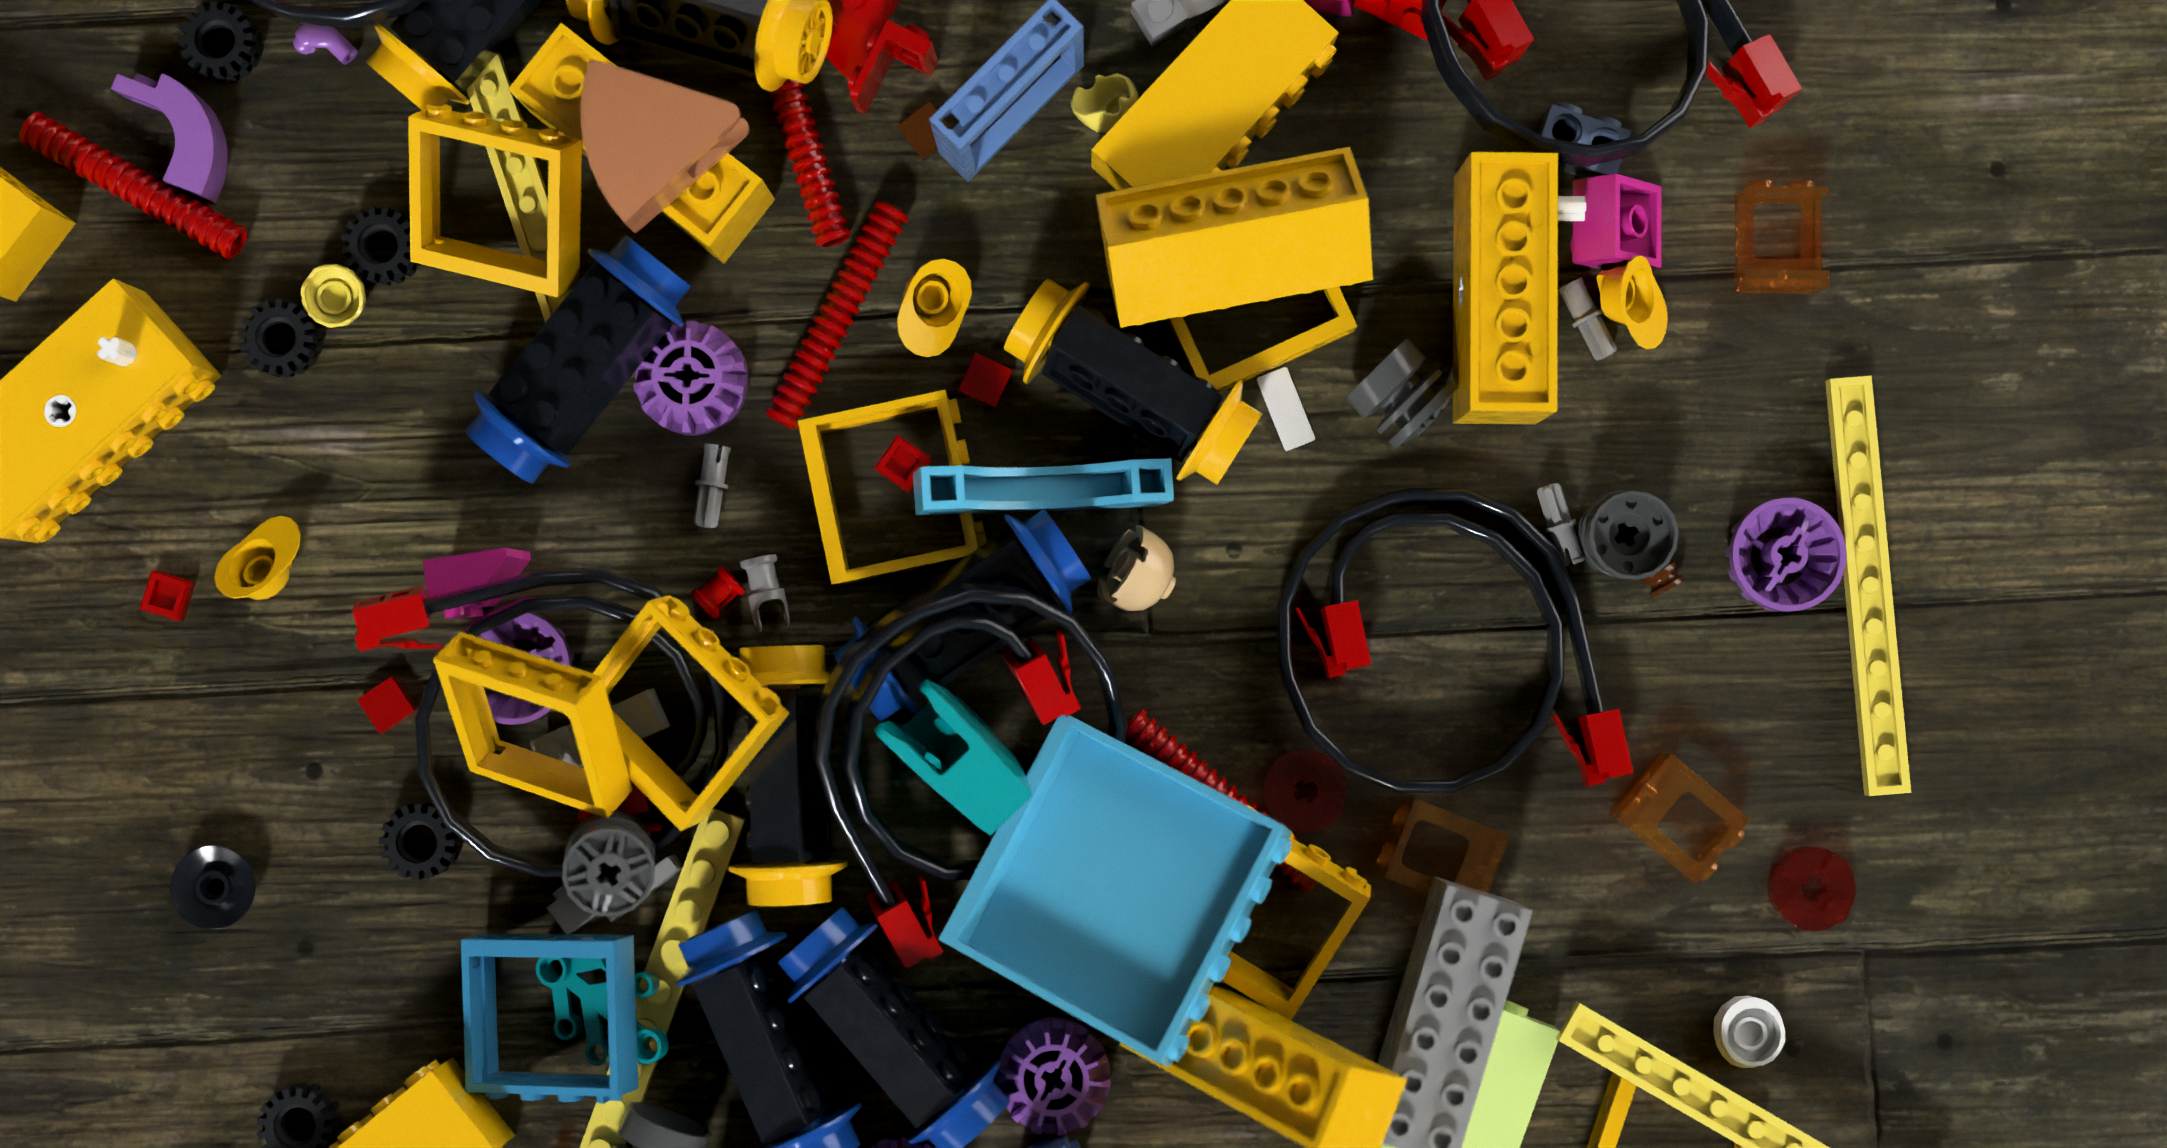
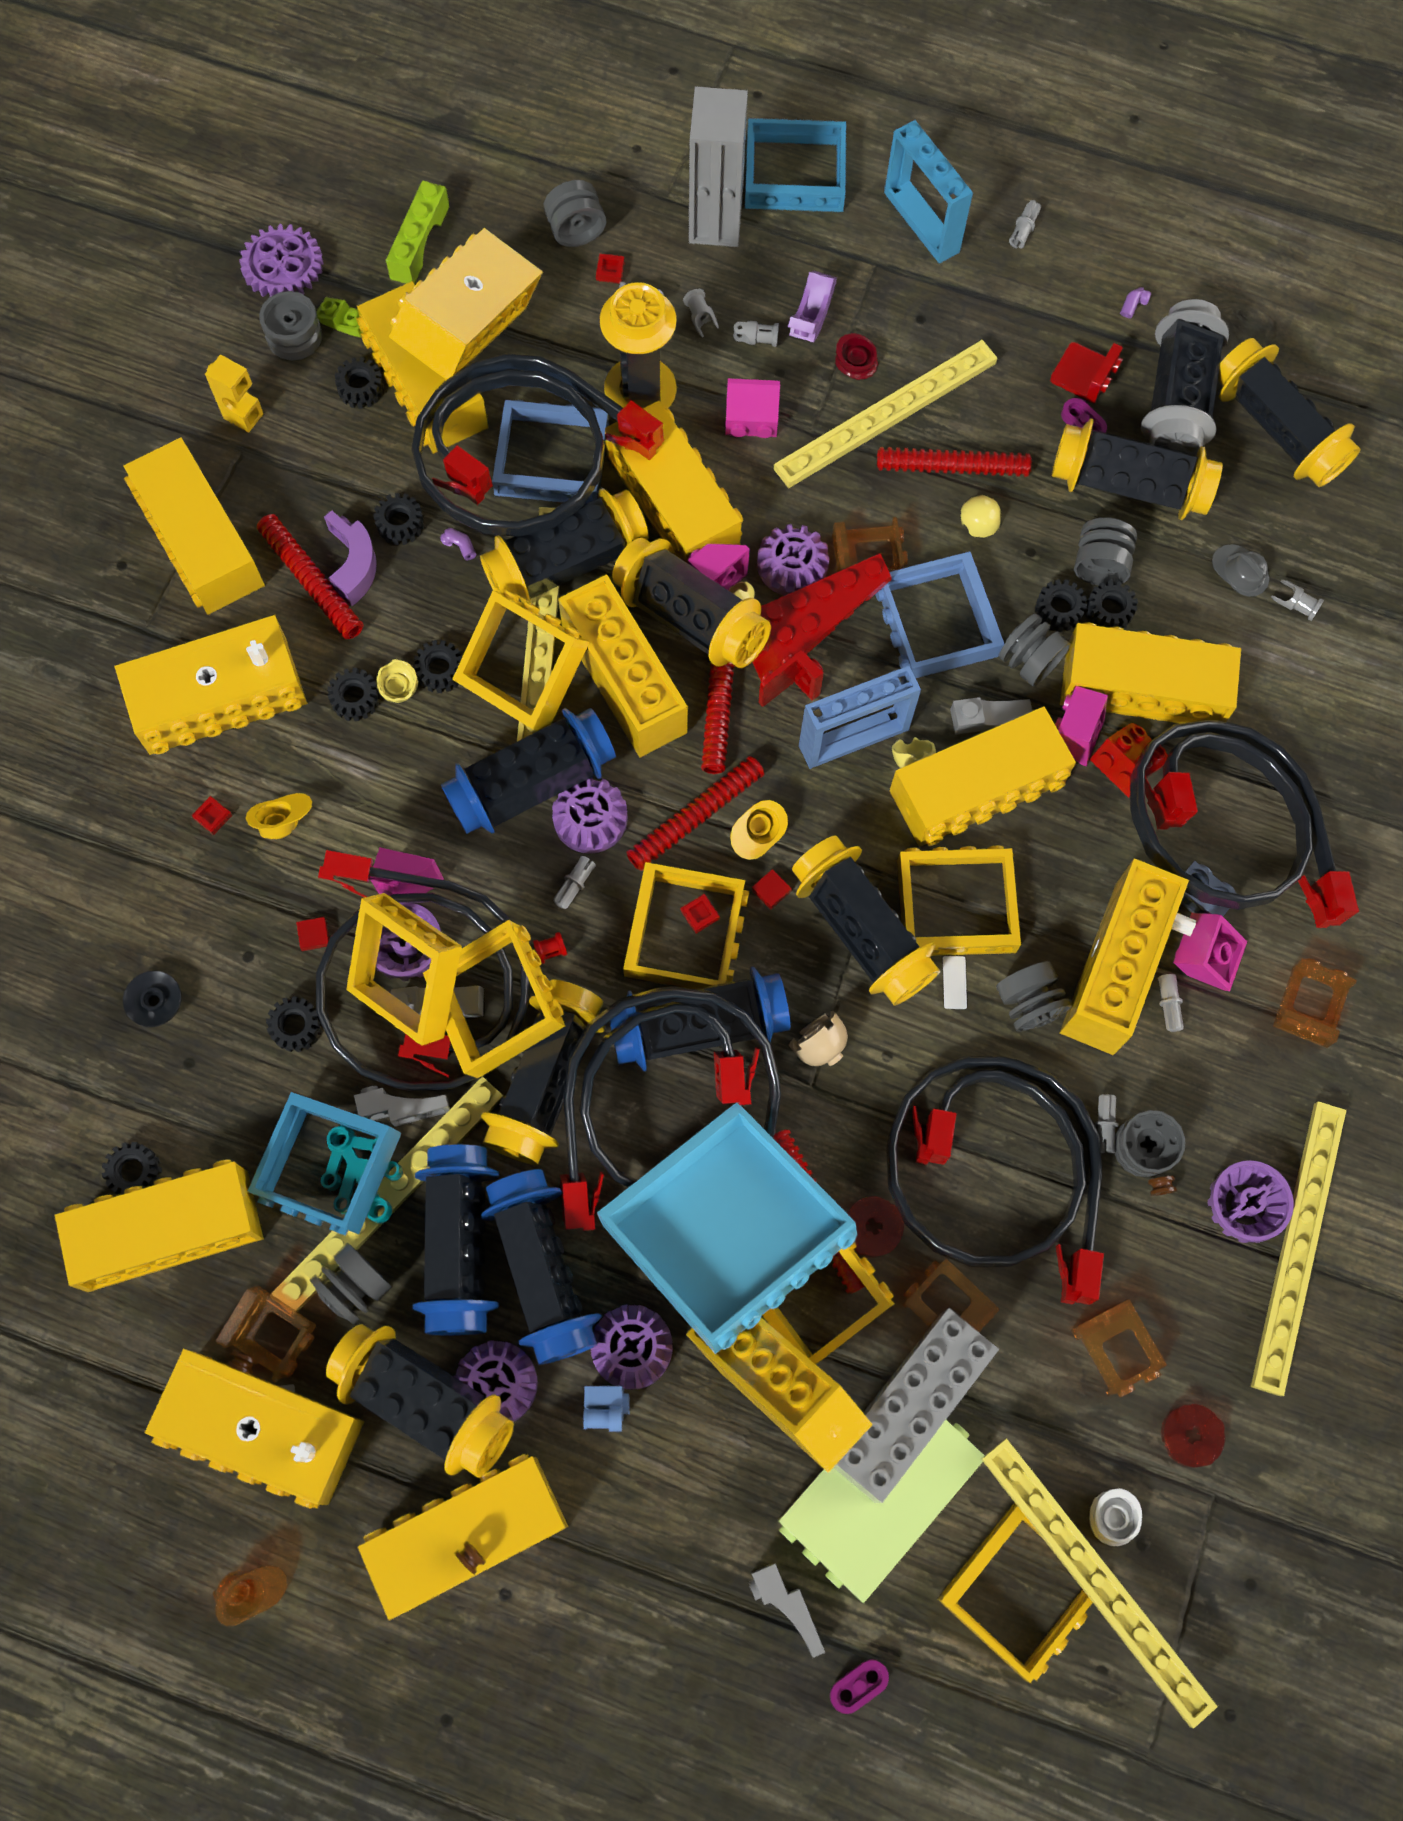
camera: 15 degrees right, 15 degrees down
(614, 840) = (419, 1062): dark grey wheel -> none
(651, 138) = (634, 654): nougat piece -> none
(764, 587) = (580, 955): light grey piece -> none
(918, 131) = (791, 729): reddish brown tile -> none
(960, 758) = (660, 1101): teal piece -> none
(1074, 487) = (824, 979): medium azure arch -> none
(1236, 236) = (966, 853): yellow brick -> none
(1634, 299) = (1206, 1000): yellow piece -> none

